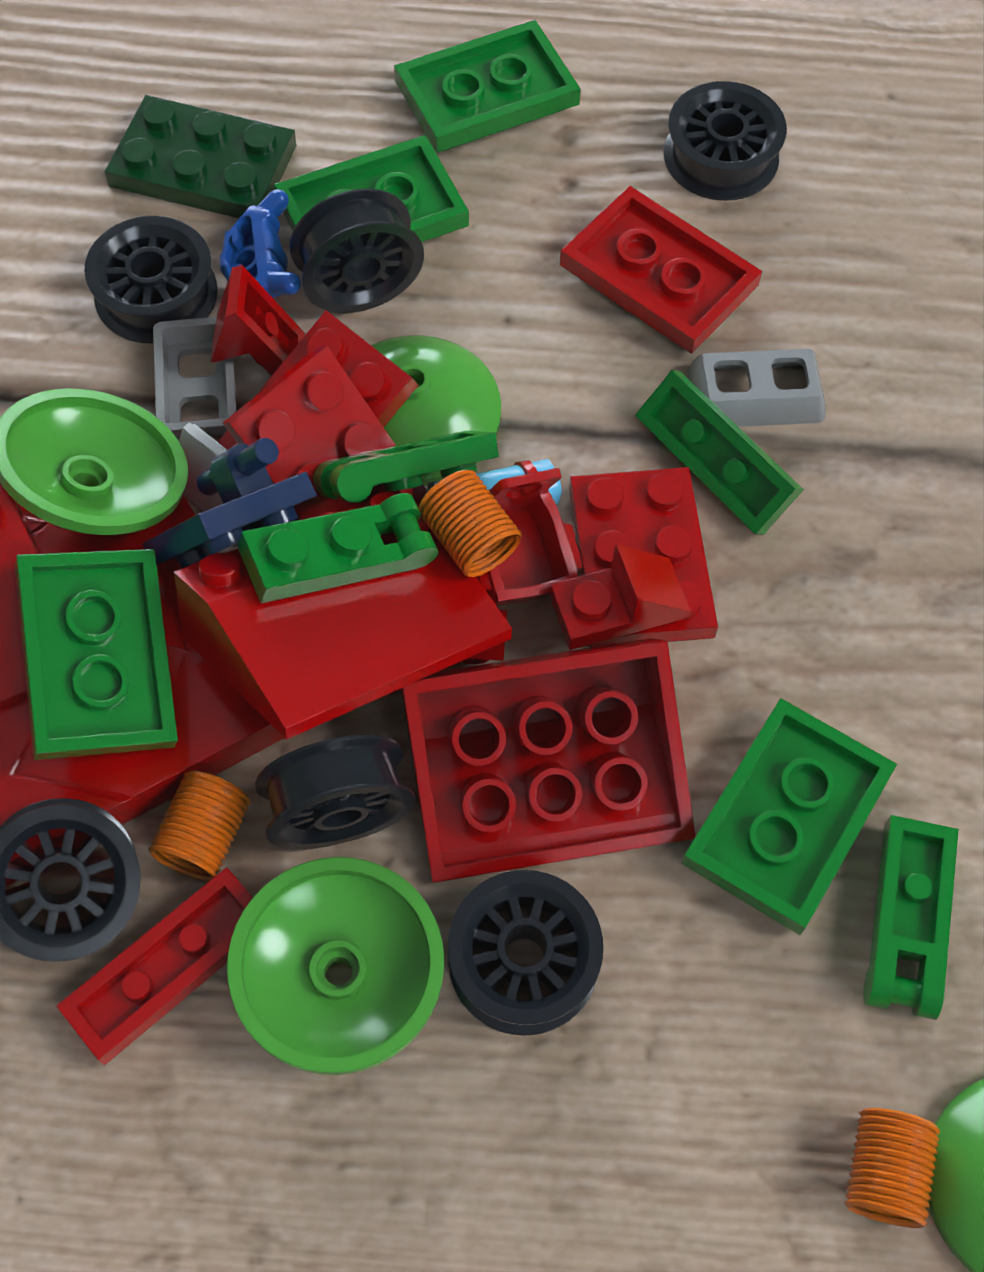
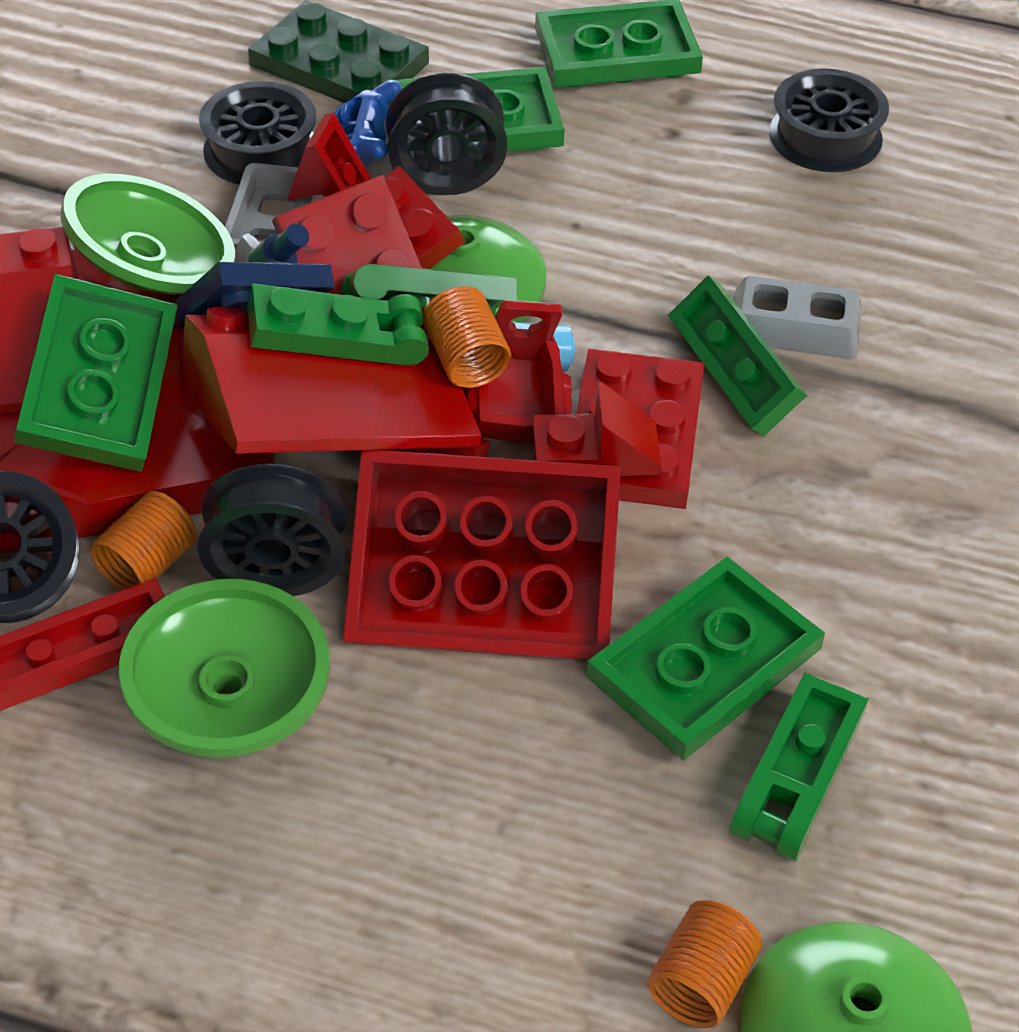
camera: 15 degrees right, 15 degrees down
(541, 893) = (413, 745): black wheel -> none
(660, 269) = (732, 207): red plate -> none

